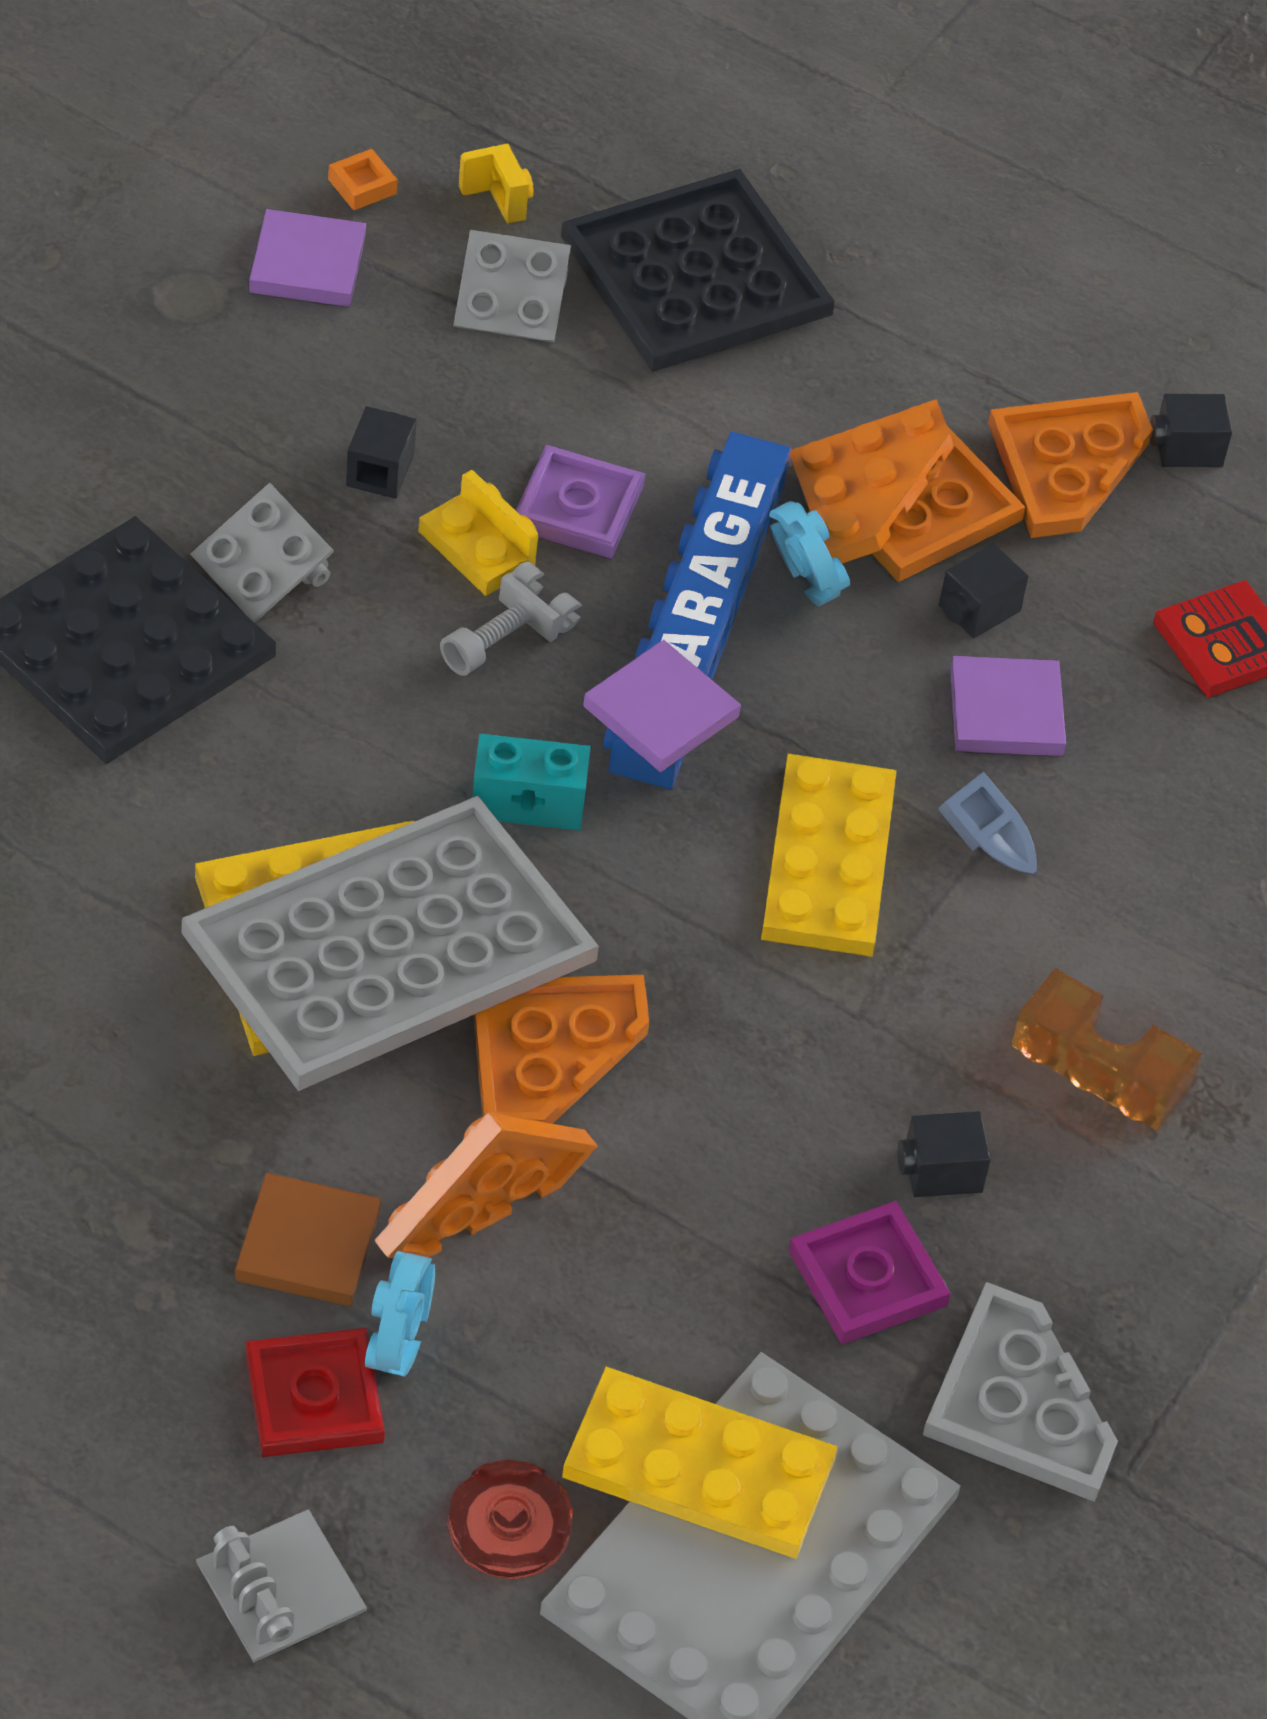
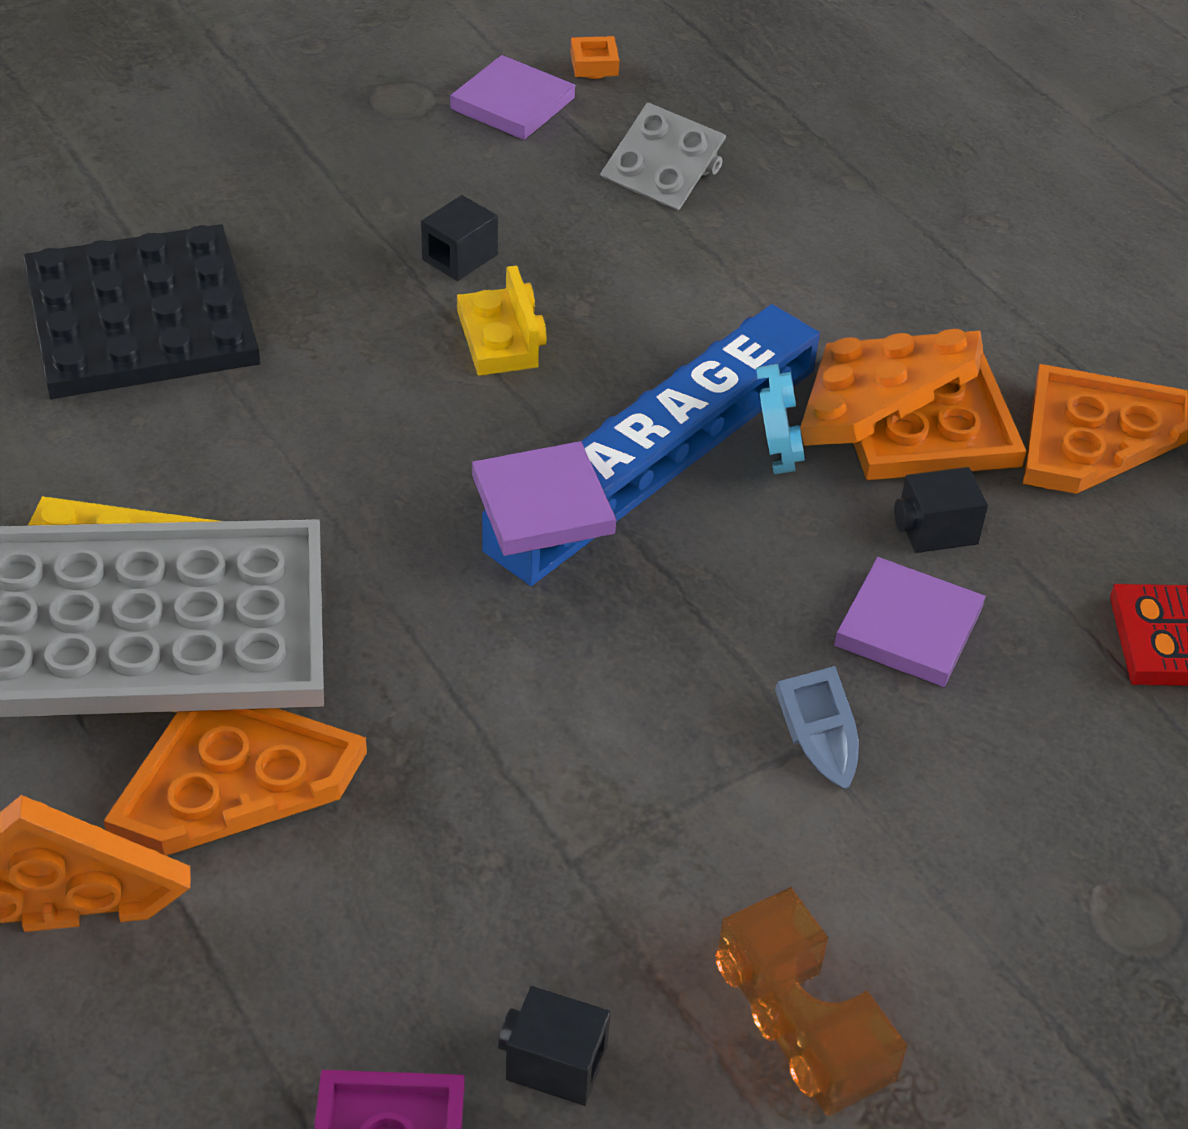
camera: 30 degrees right, 5 degrees down
(264, 553) = (303, 280): light grey hinge -> none
(499, 172) = (701, 76): yellow bracket -> none
(518, 591) = (419, 405): light grey bar -> none
(532, 780) = (387, 528): teal brick -> none
(580, 500) = (611, 328): medium lavender tile -> none
(697, 269) = (835, 191): black plate -> none
(829, 855) = (639, 698): yellow plate -> none

